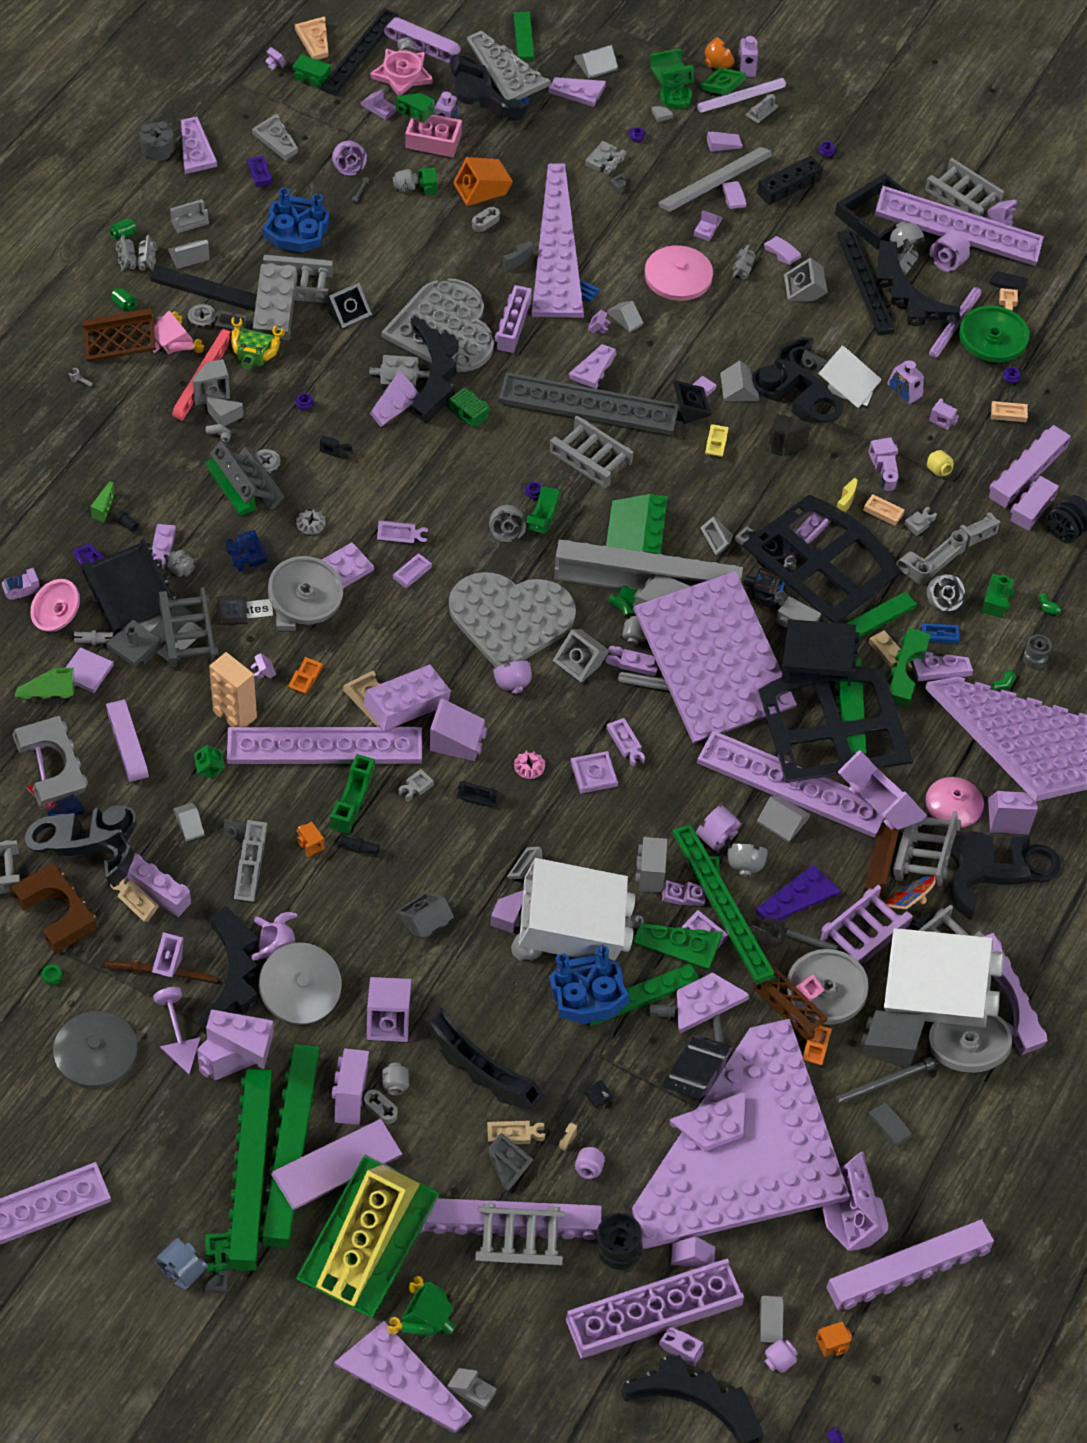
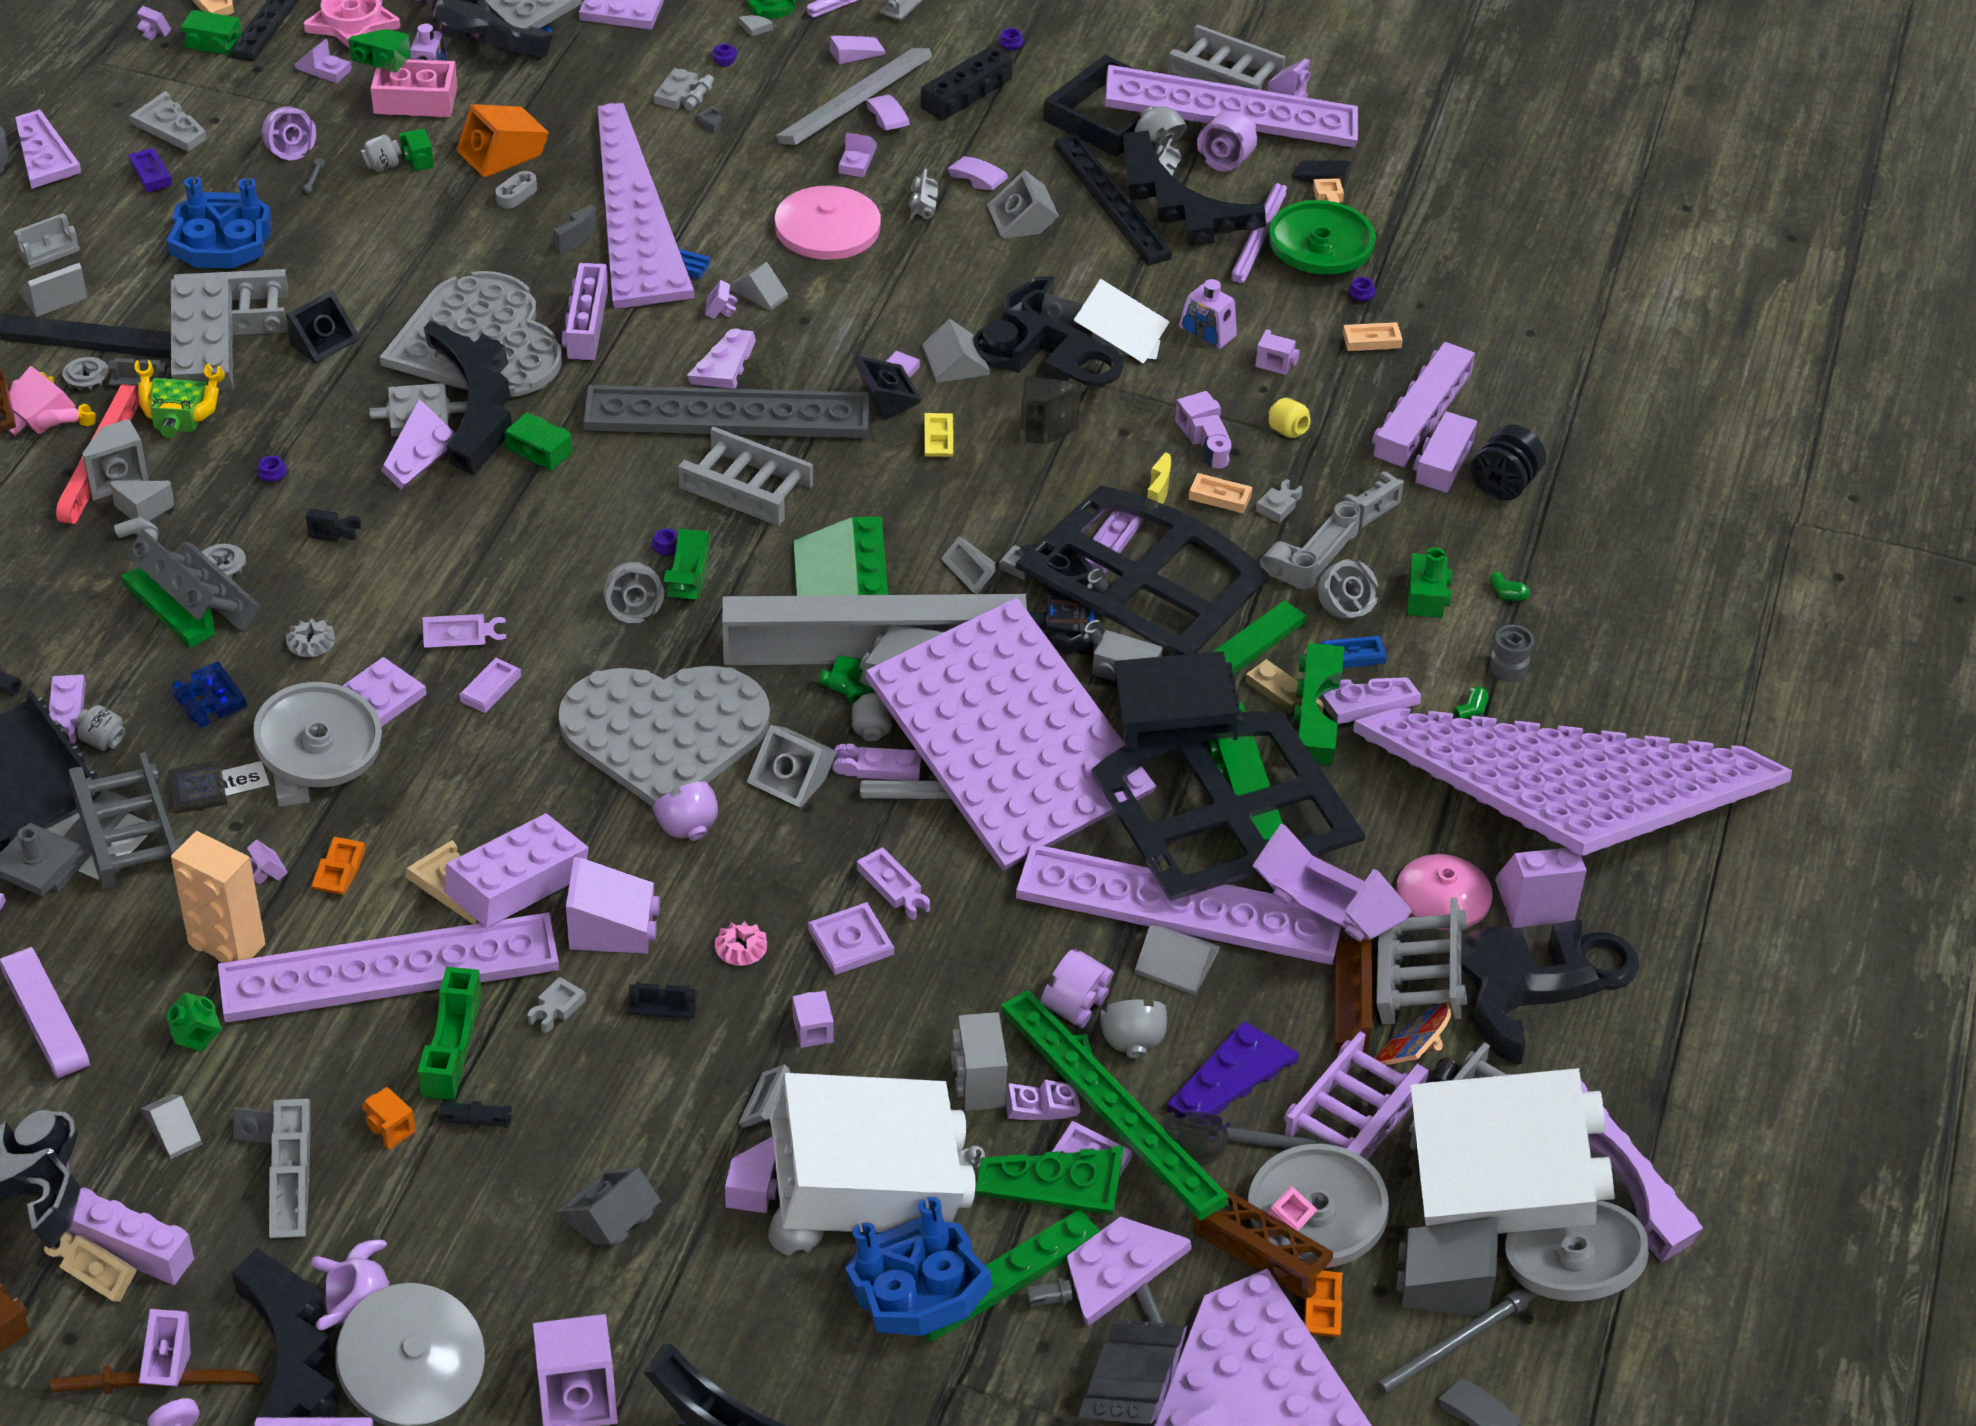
camera: 10 degrees left, 10 degrees down
(561, 820) = (812, 1019): none -> lavender brick

